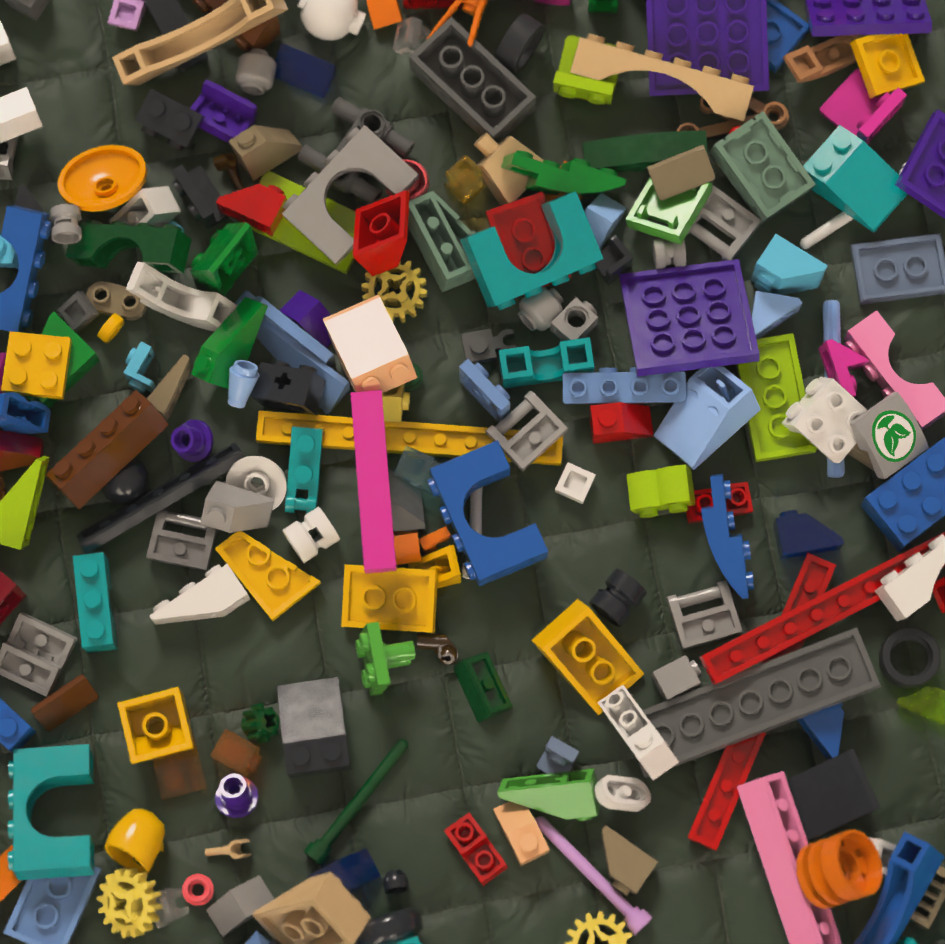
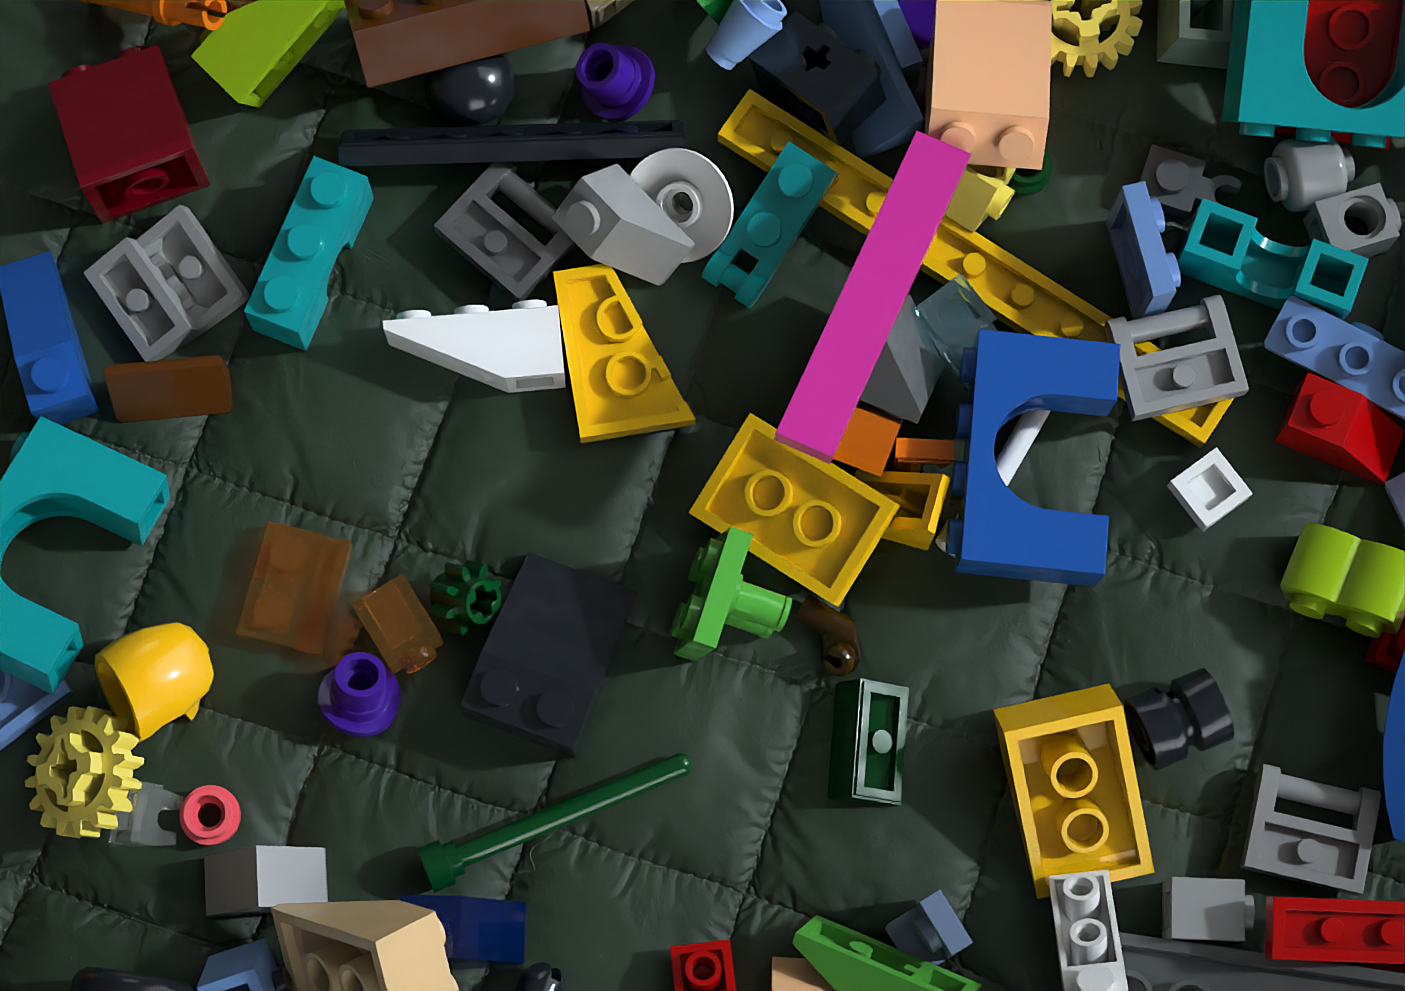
camera: 25 degrees right, 0 degrees up
(156, 725) = (293, 504): yellow slope -> none
(232, 849) = (304, 781): tan hand -> none
(301, 540) = (702, 338): white wheel -> none

